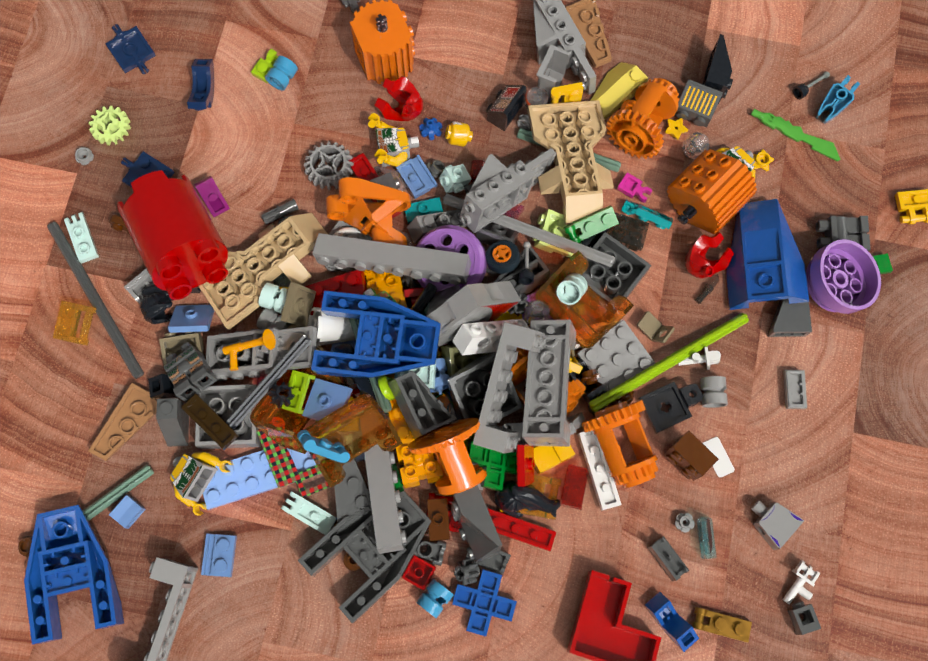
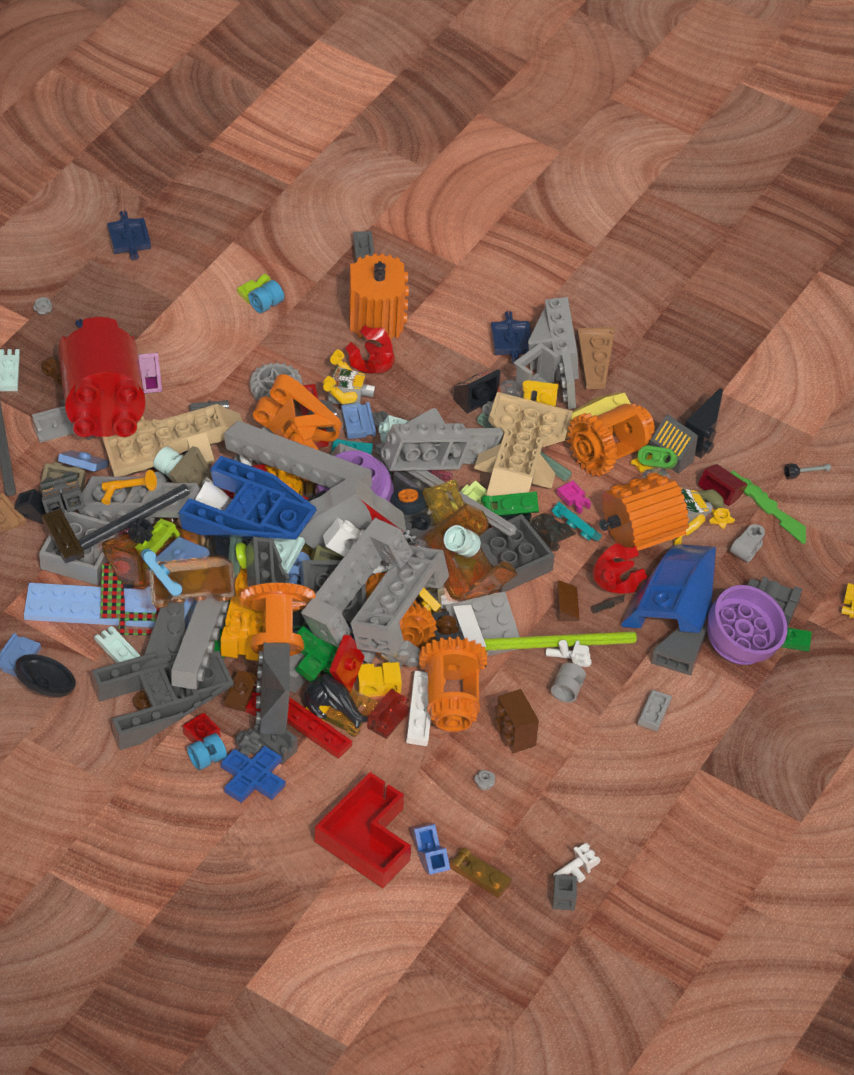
camera: 20 degrees right, 25 degrees down
(107, 123) = (79, 288): yellowish green gear -> none
(155, 303) = (59, 435): black hair -> none
(173, 422) = (28, 531): dark grey slope -> none
(193, 475) = (25, 579): torso -> none
(203, 85) = (185, 283): dark blue arch -> none
(258, 567) = (44, 676): none -> black dish
(430, 128) = (393, 387): blue plant -> none
(434, 551) = (220, 715): dark grey plate -> none
(458, 134) = (417, 398): yellow head -> none
(511, 37) = (510, 337): none -> dark blue plate
(535, 254) = (439, 502): none -> clear yellow plate
(611, 373) = (469, 624): none -> white sticker
(653, 328) = (533, 612): dark tan bracket -> none
(668, 559) = (452, 801): dark grey hinge -> none
(673, 302) = (567, 602): none -> reddish brown slope
(677, 399) = (525, 674): black plate -> none
(691, 123) = (658, 457): none -> bright green plate
(706, 538) = (501, 798): clear light blue slope -> none
(723, 465) = (548, 742): white sticker -> none
(747, 143) = (712, 497): none -> olive arm
(751, 127) = (722, 482): none -> dark red brick
(775, 523) = (577, 808): light grey torso -> none
(800, 181) = (748, 543): none -> light grey piece
(838, 97) = (823, 487): dark azure hinge -> none

